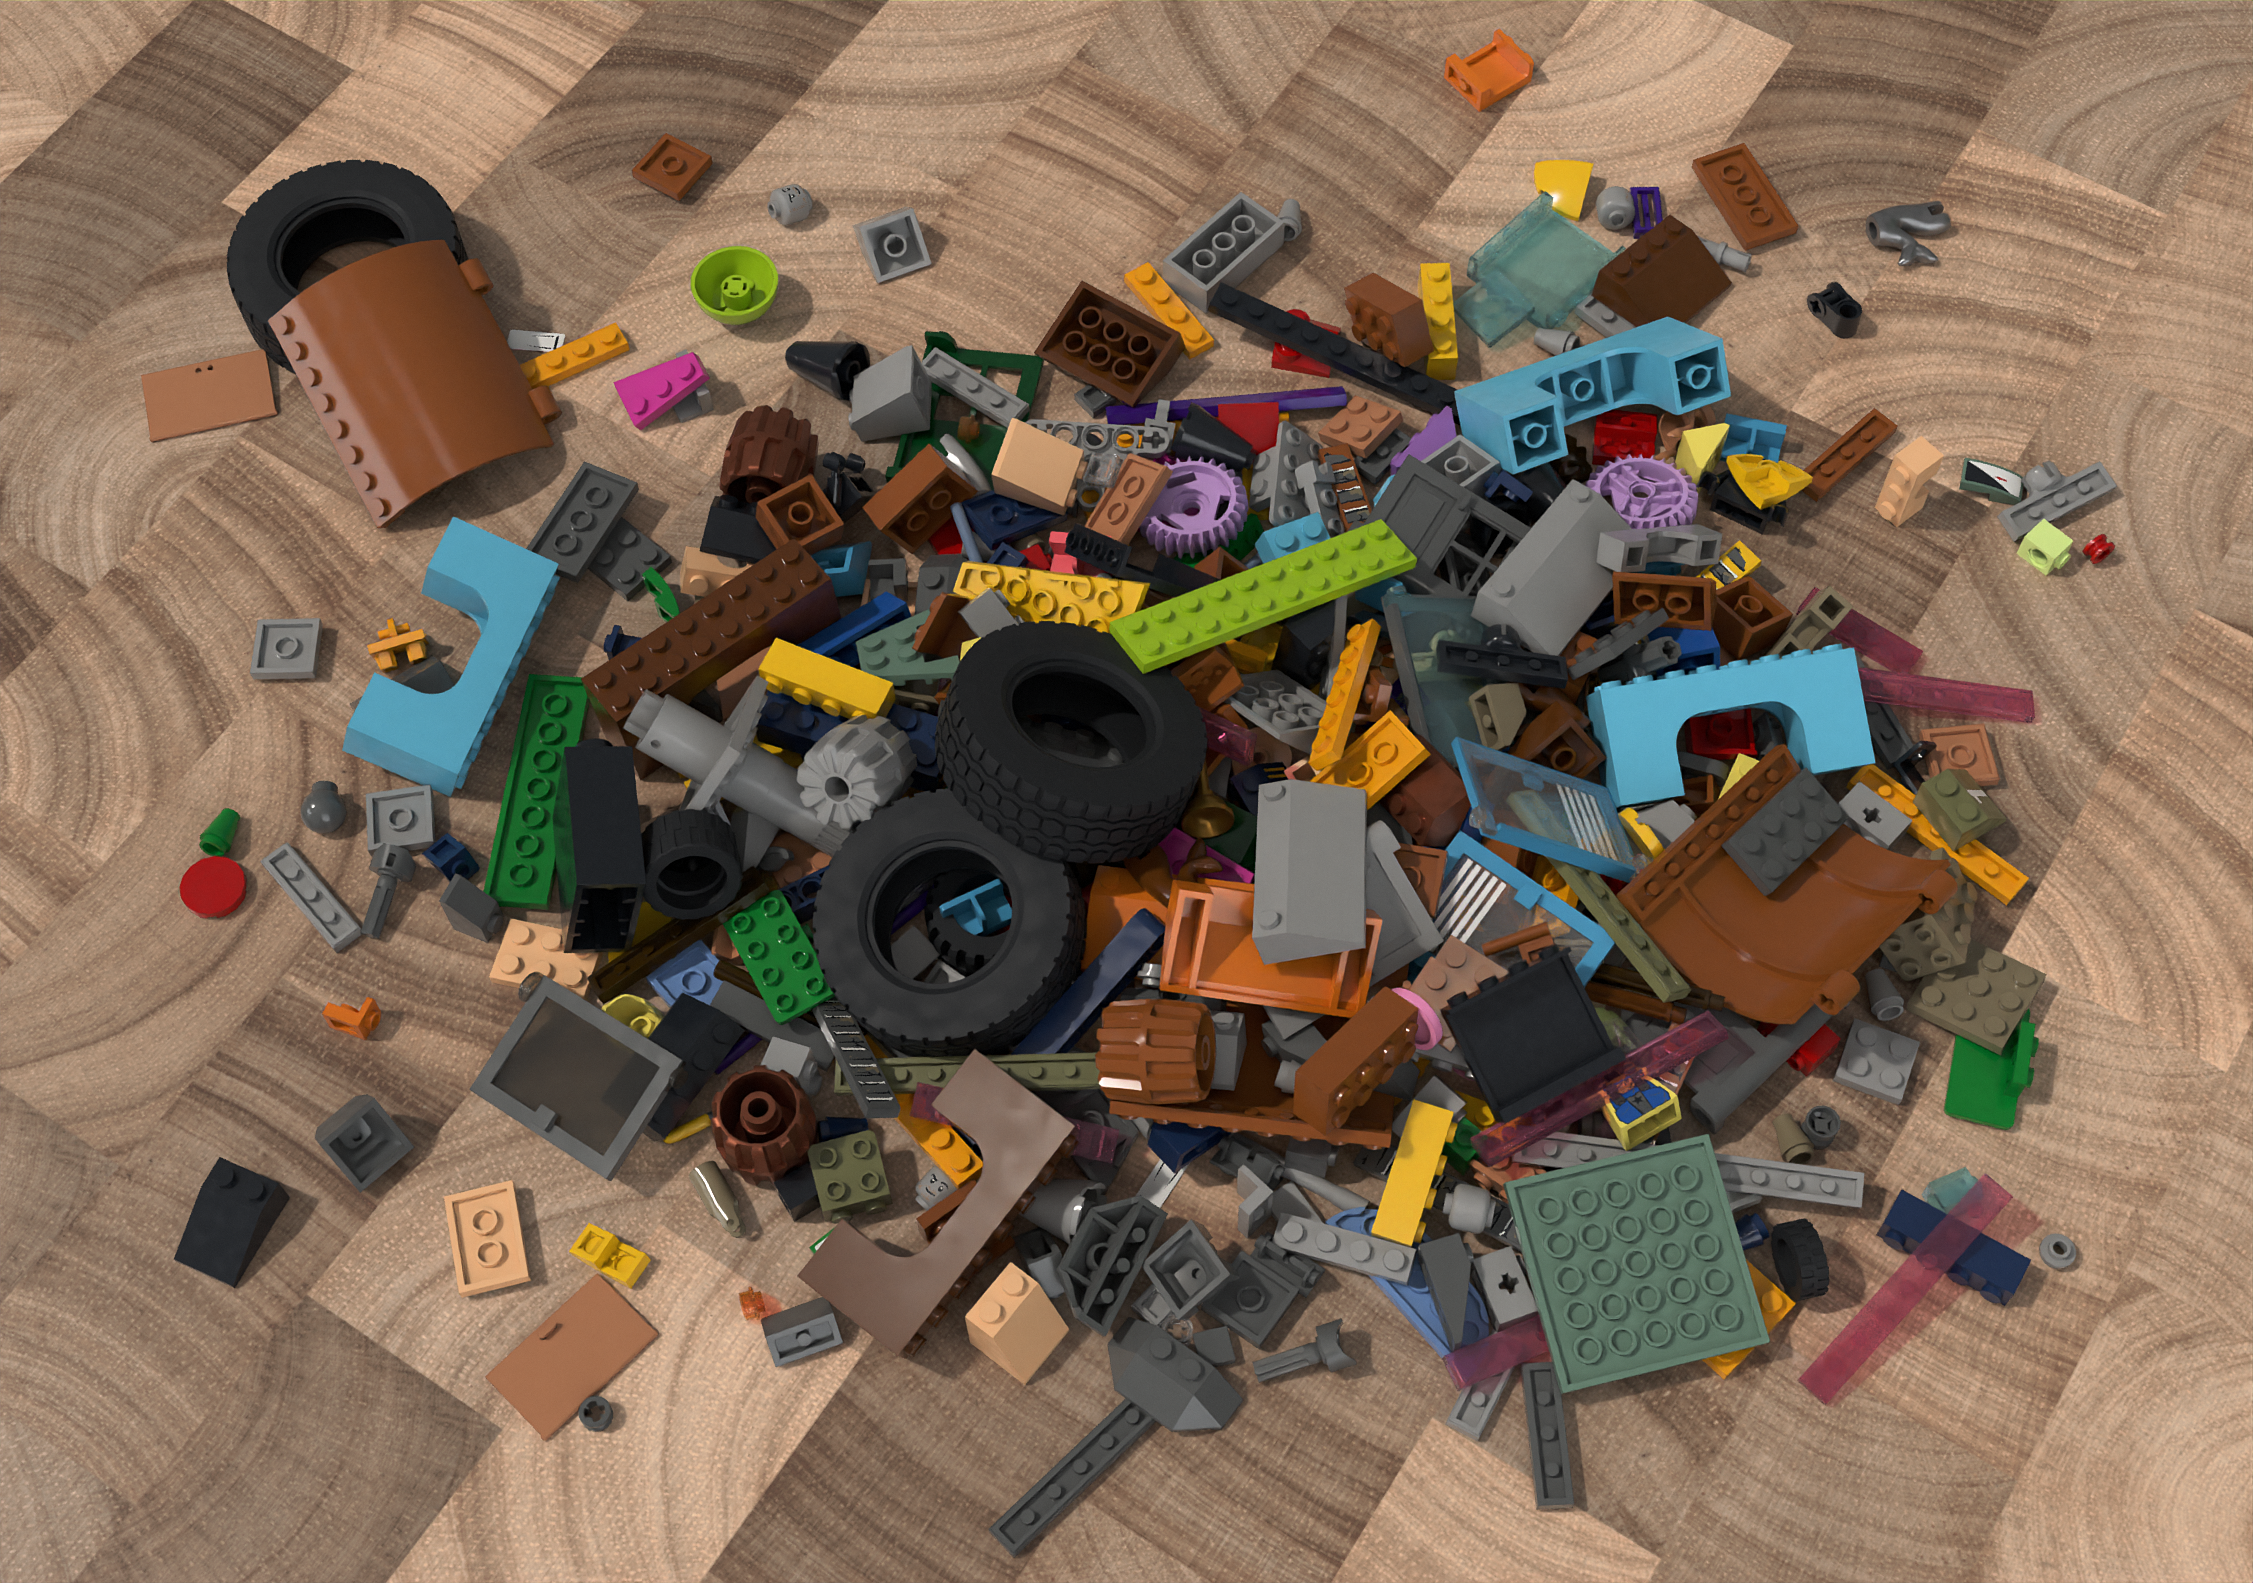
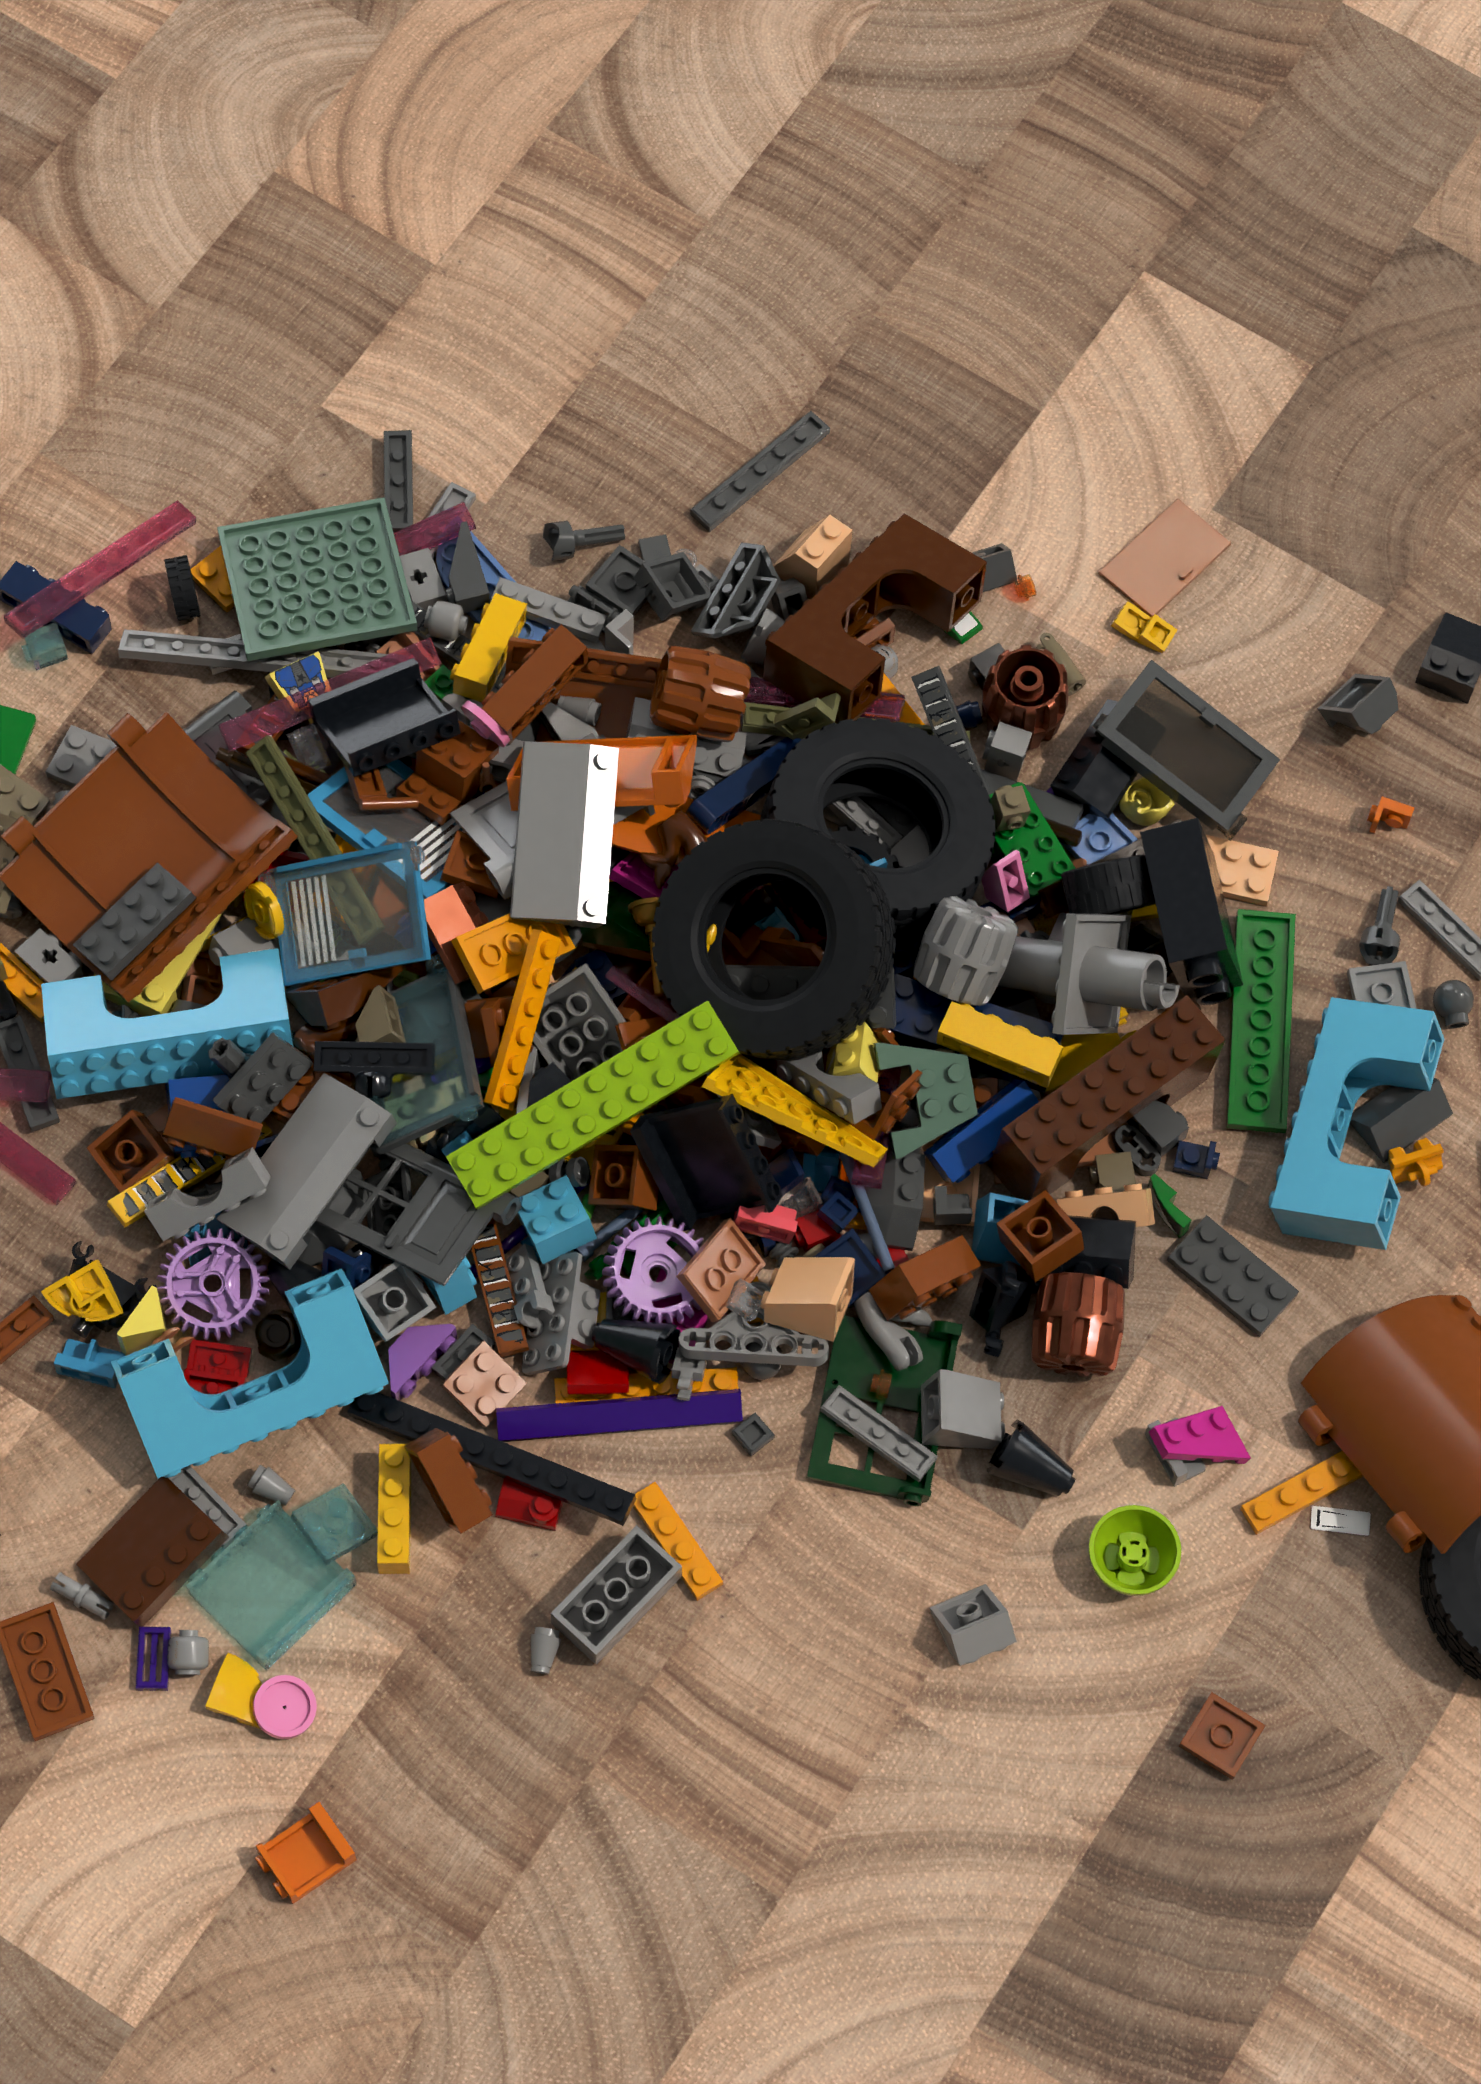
camera: 175 degrees right, 5 degrees up
(451, 858) = (1331, 955): dark blue bracket -> none
(471, 909) = (1301, 897): dark grey slope -> none
(487, 1238) = (1245, 639): light nougat plate -> none
(583, 519) = (1258, 1278): dark grey plate -> none
(606, 1419) = (1135, 519): dark grey bush -> none
(689, 1128) = (1073, 733): yellow piece -> none
(789, 204) = (1087, 1676): light grey head -> none
(794, 963) = (1010, 808): none -> dark tan brick
(802, 894) = (1006, 882): none -> bright pink slope
(849, 1176) = (958, 663): olive bracket -> none
(1023, 1046) = (808, 716): none -> olive panel
(1110, 345) = (737, 1480): reddish brown slope -> none
(1169, 1379) = (692, 524): dark grey wedge -> none
(1521, 173) = (288, 1693): none -> bright pink piece
(1751, 1231) = (219, 622): dark blue cone -> none
(1792, 1141) = (168, 692): dark tan cone -> none
(1812, 623) = (60, 1149): dark tan arch -> none
(1824, 1121) = (147, 695): dark grey wheel -> none

